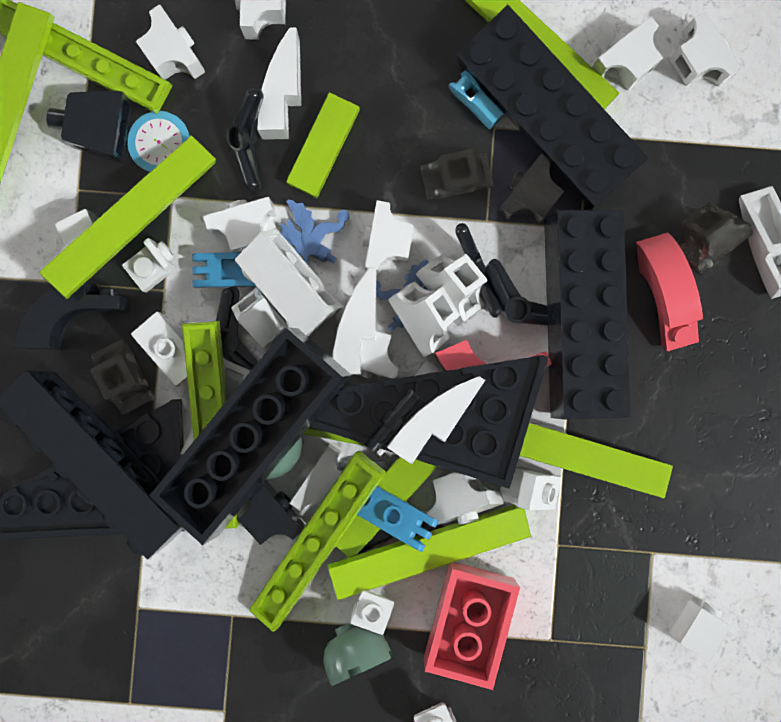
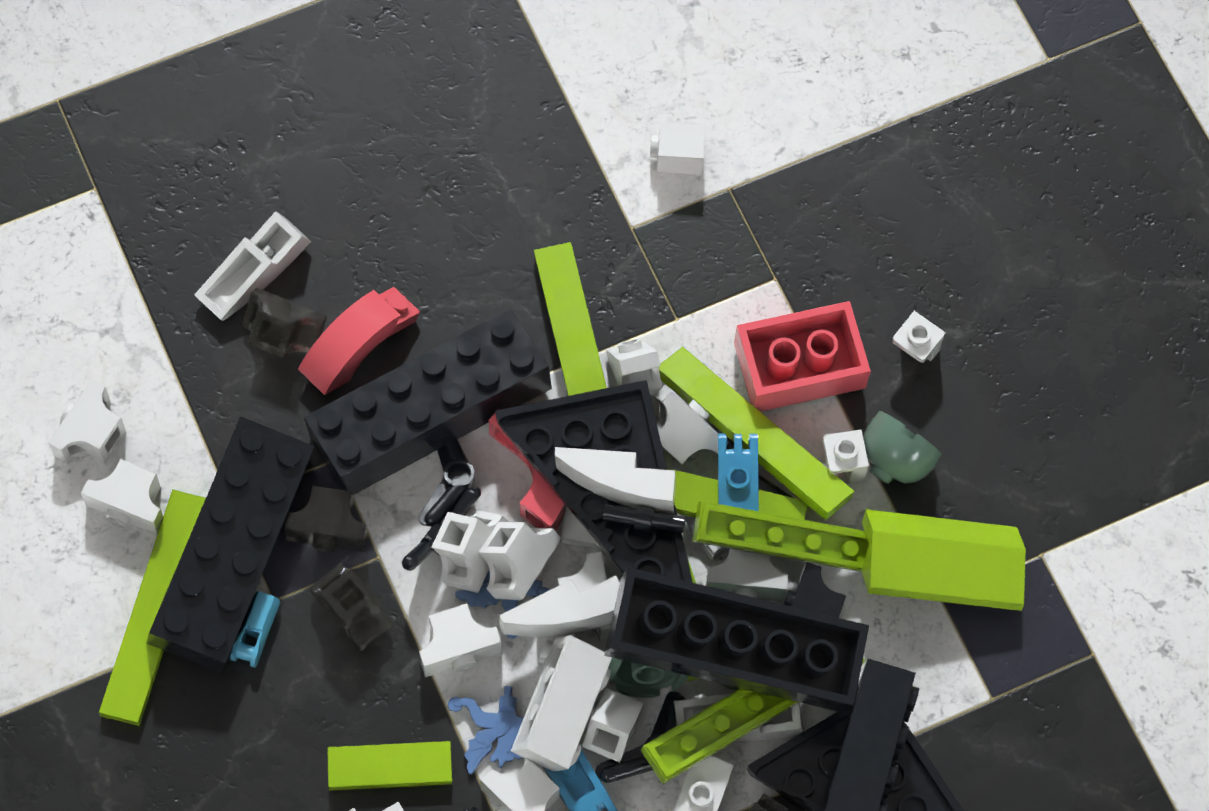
camera: 125 degrees left, 20 degrees down
(249, 636) = (944, 560): none -> lime slope

